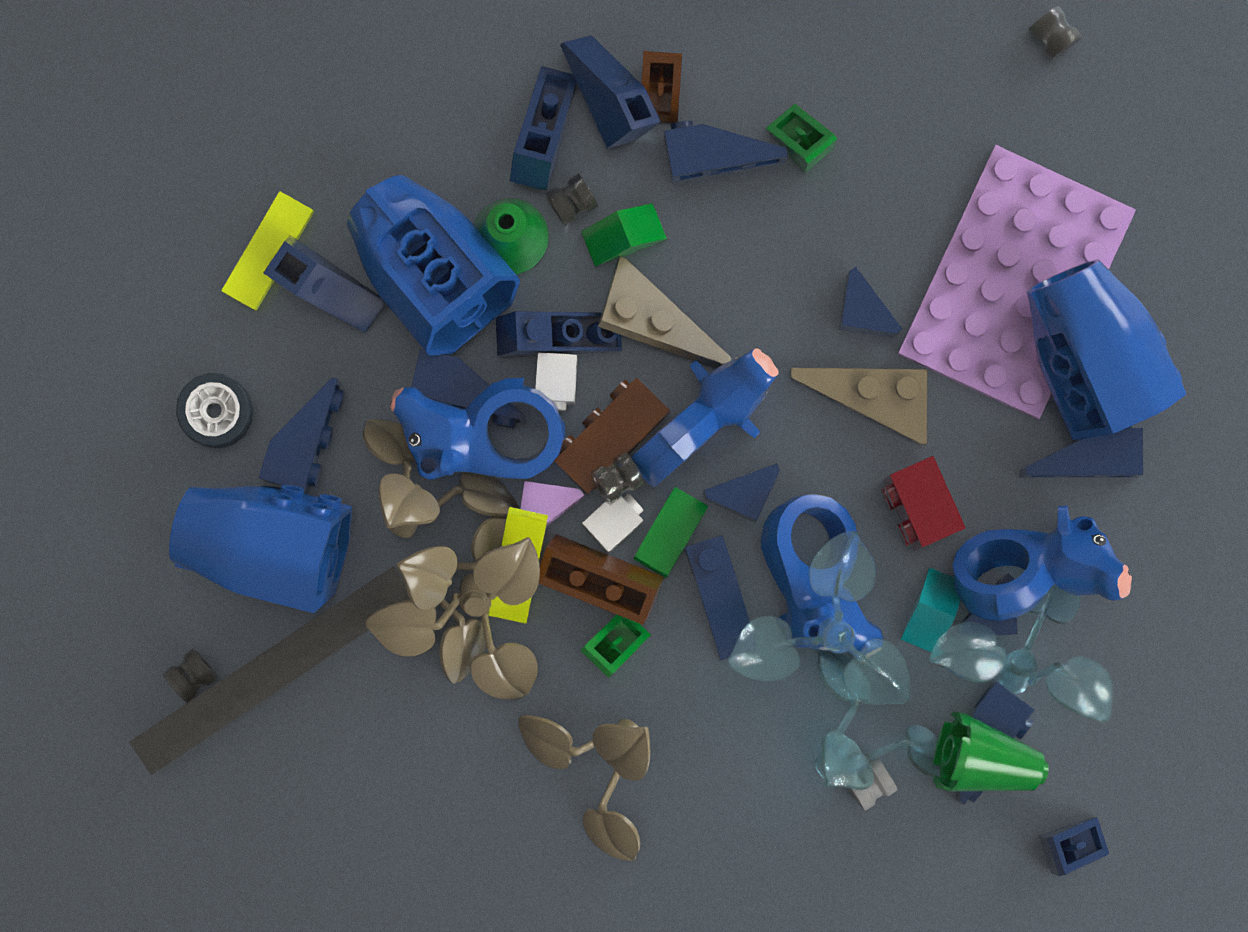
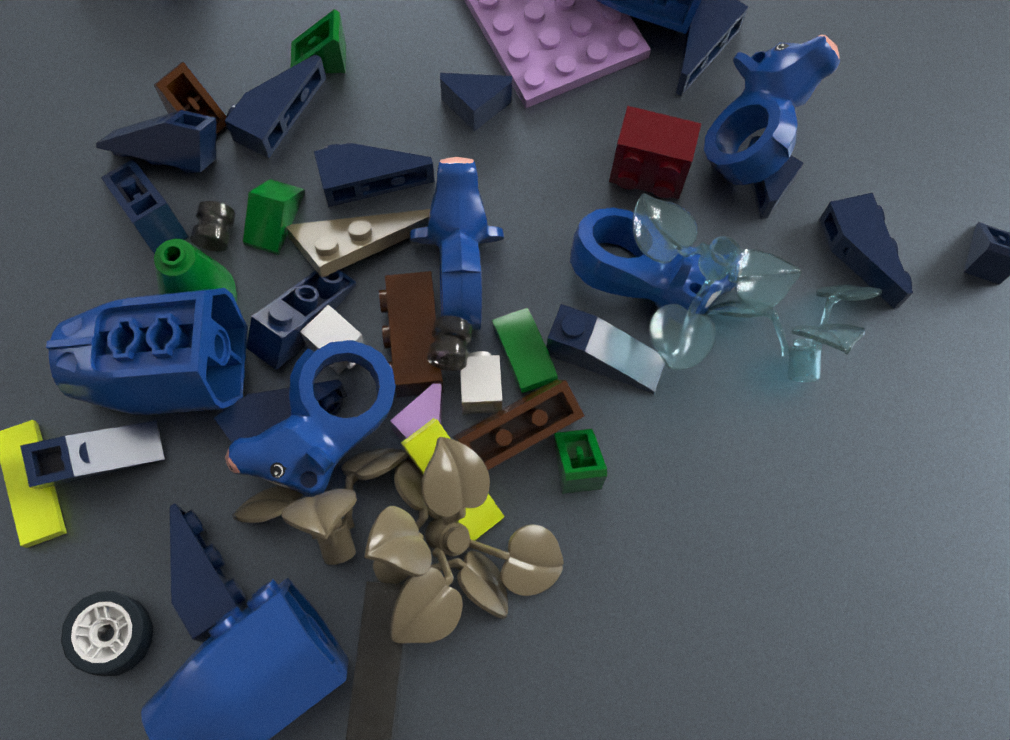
camera: 55 degrees left, 15 degrees down
(620, 745) = (683, 498): dark tan plant -> none
(713, 272) = (363, 171): none -> dark blue slope
(744, 494) = (542, 274): dark blue slope -> none
(881, 786) = (839, 364): light grey wheel -> none
(885, 395) = (549, 132): dark tan wing -> none
(932, 610) = (738, 214): teal slope -> none
(985, 759) = (889, 245): green cone -> none
(1079, 686) = (800, 192): clear light blue plant -> none

